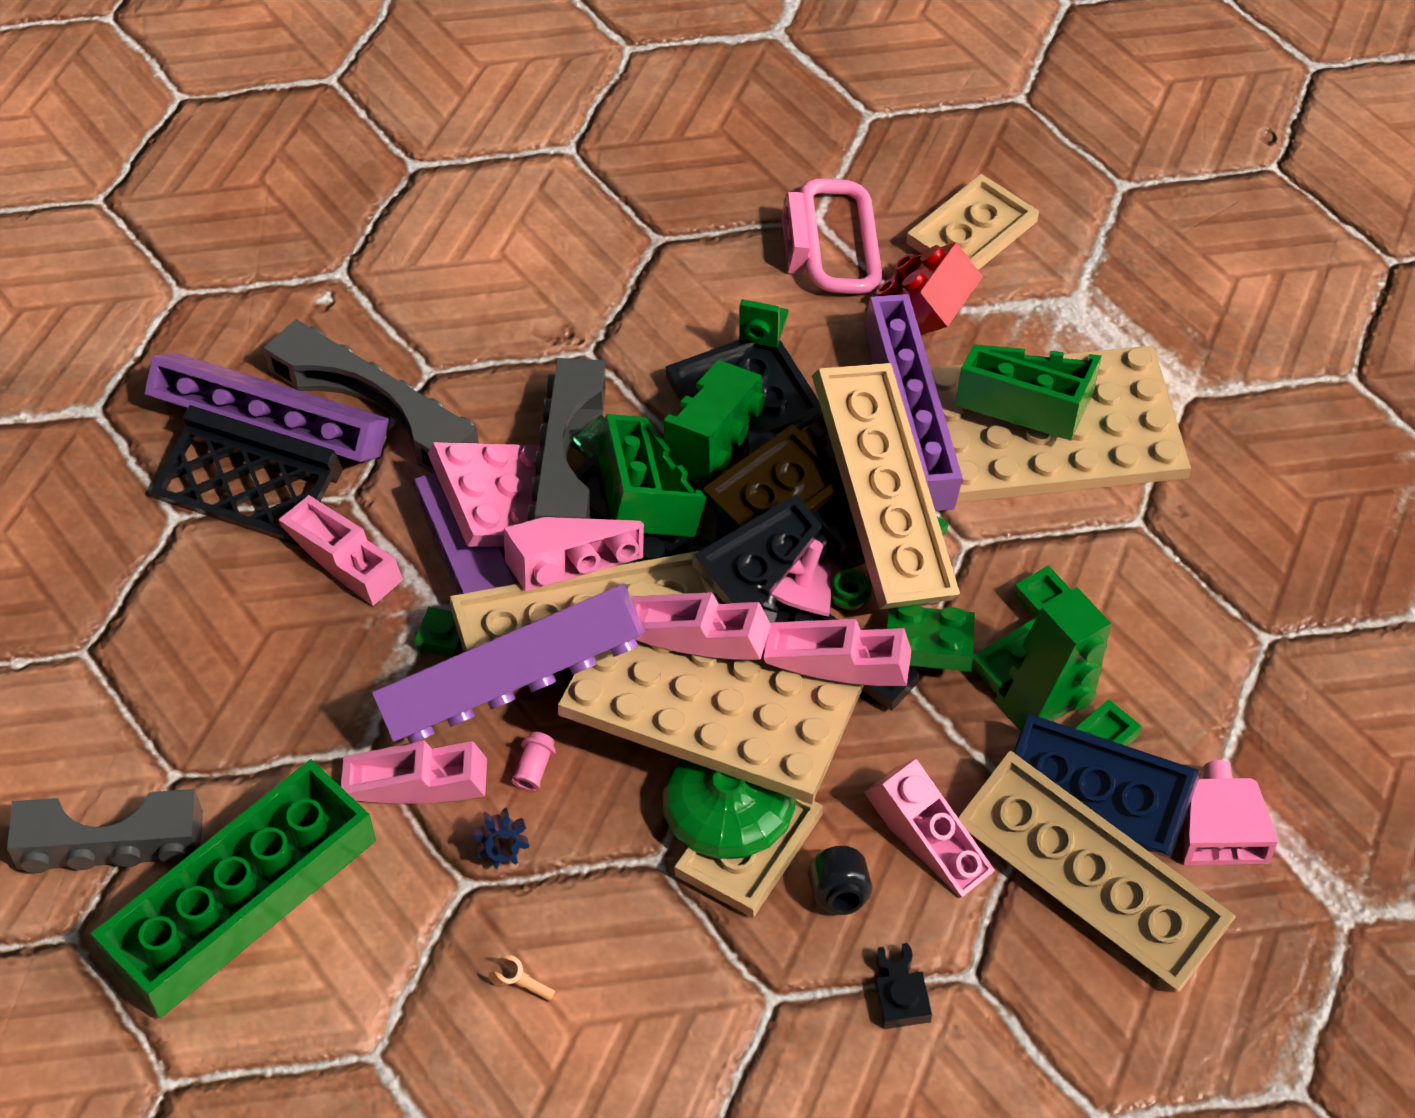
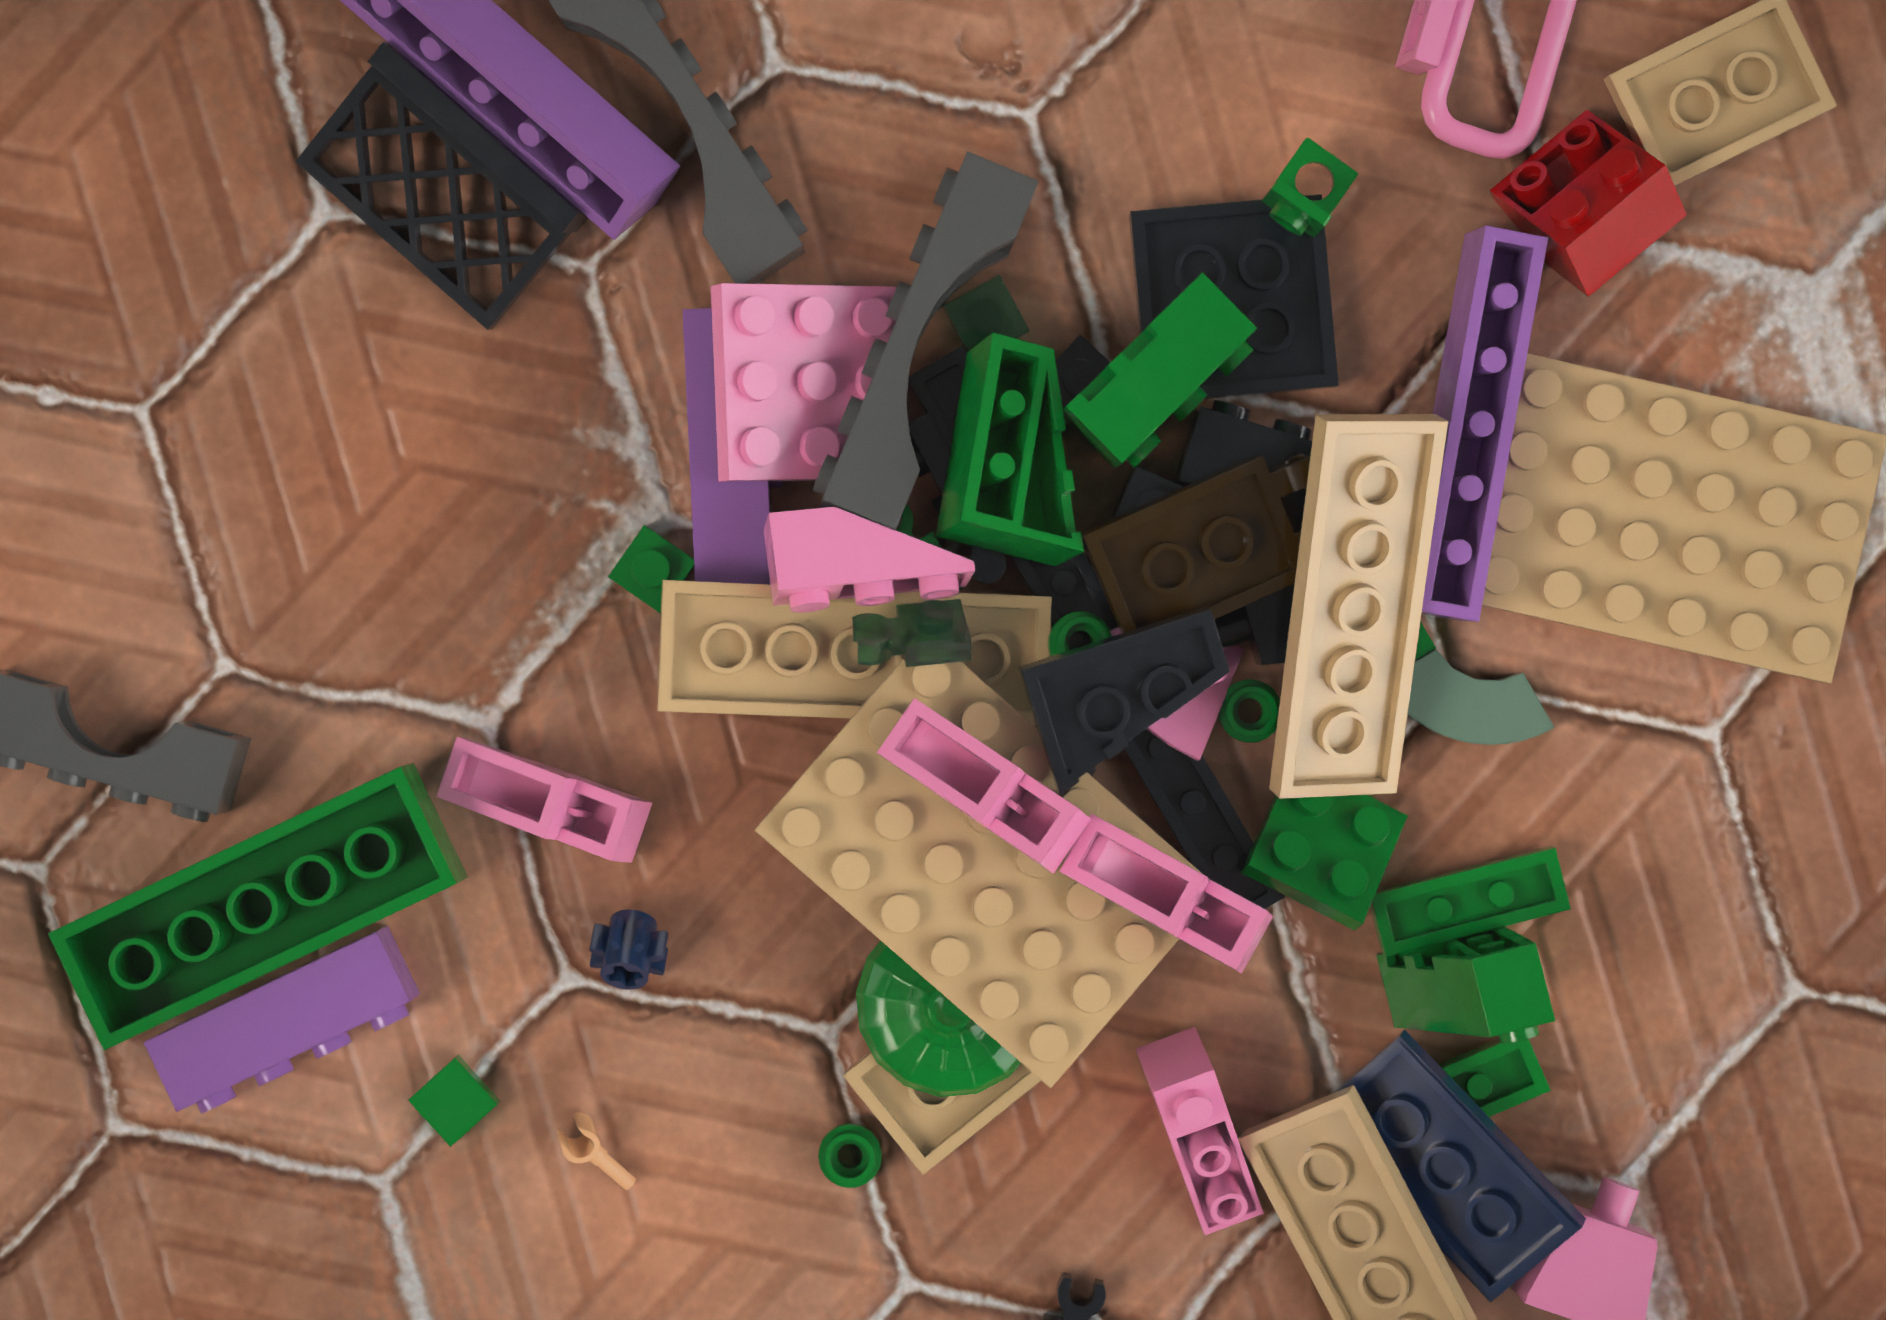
camera: 20 degrees right, 35 degrees up
(271, 960) = (282, 1019): none -> medium lavender brick
(342, 549) = (545, 376): bright pink slope -> none
(409, 980) = (454, 1100): none -> green tile
(508, 663) = (708, 751): medium lavender brick -> none
(537, 751) = (712, 835): bright pink pin -> none
(628, 570) = (921, 633): none -> clear green plate
(699, 911) = (841, 1173): none -> green plate
(840, 880) = (1052, 1170): black head -> none
(989, 547) = (1474, 708): none -> sand green tile
(1028, 389) = (1653, 494): green wedge -> none
(1040, 589) = (1518, 822): green plate -> none

